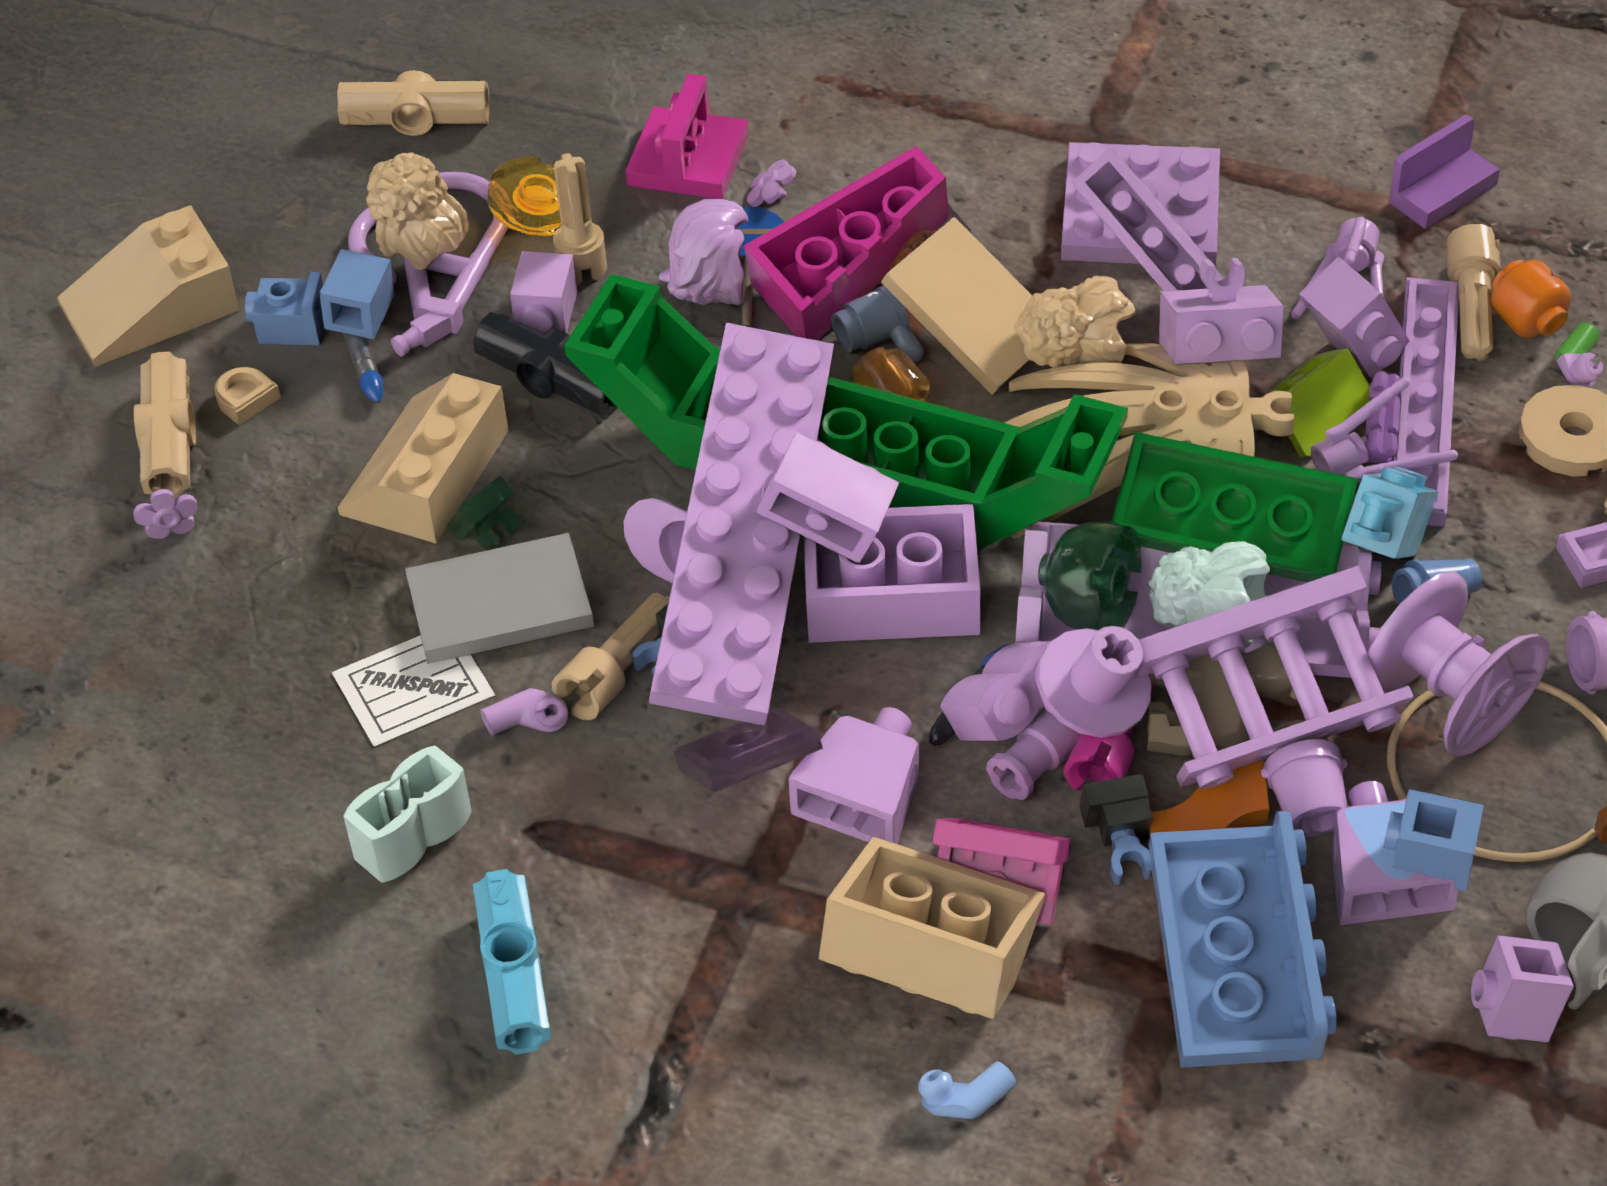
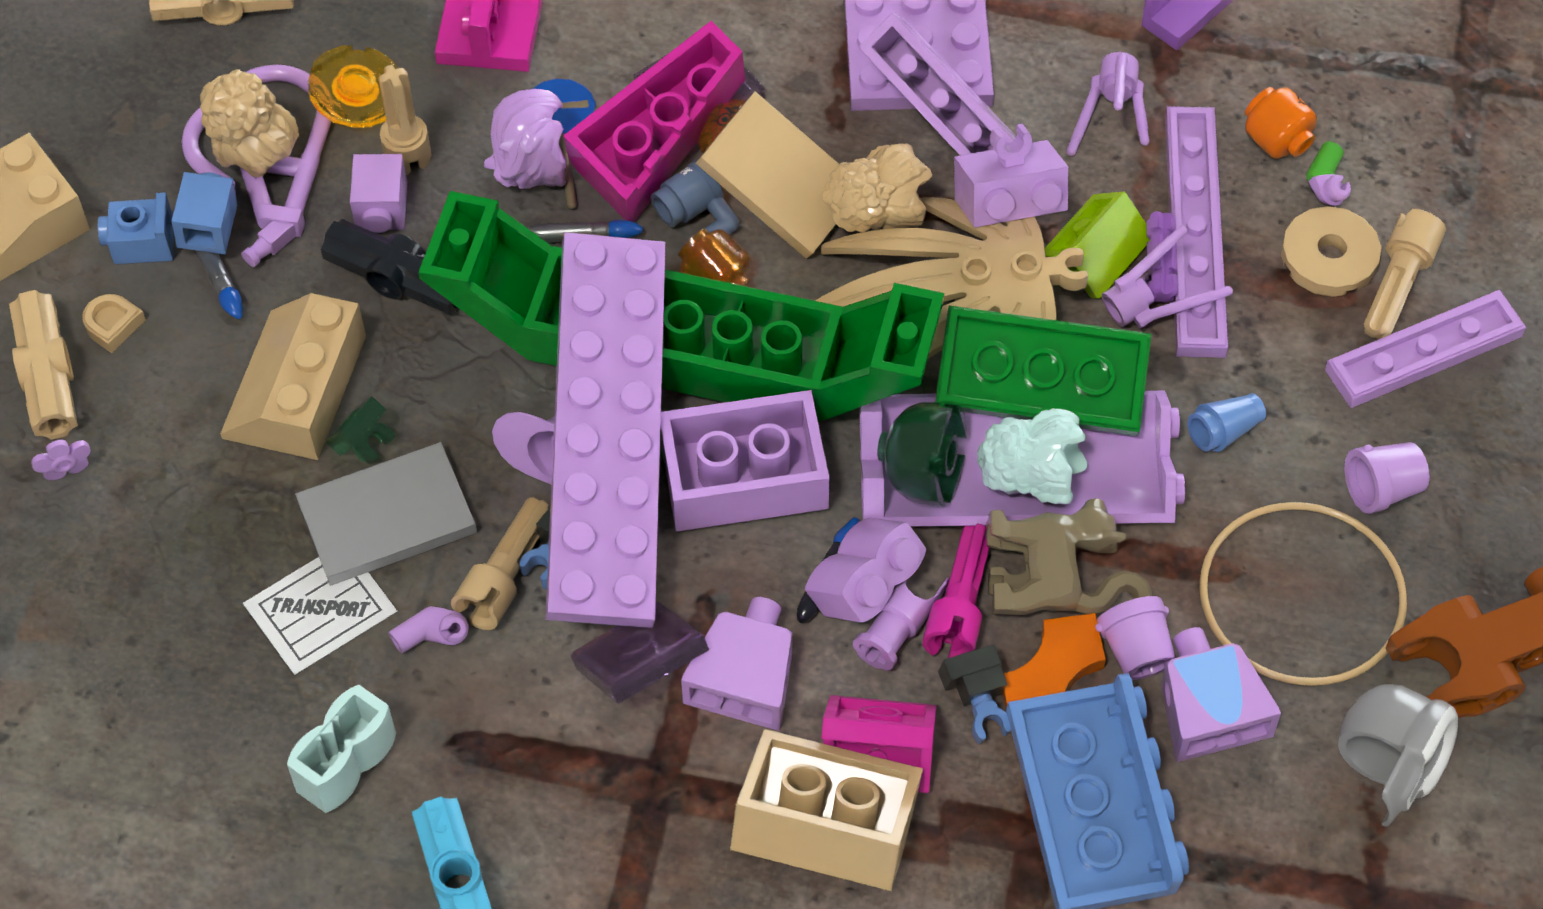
camera: 10 degrees left, 10 degrees up
(769, 184) = (572, 55): lavender plant -> none
(827, 497) = (683, 405): lavender brick -> none
(1092, 681) = (942, 560): lavender piece -> none
(1278, 619) = (1054, 514): lavender fence -> none
(1355, 316) = (1129, 162): lavender brick -> none
(1390, 512) = (1182, 362): medium azure brick -> none
(1435, 836) = (1257, 686): medium blue brick -> none
(1474, 263) = (1227, 90): tan piece -> none
(1486, 687) = (1254, 509): lavender piece -> none
(1522, 989) = (1342, 816): lavender brick -> none

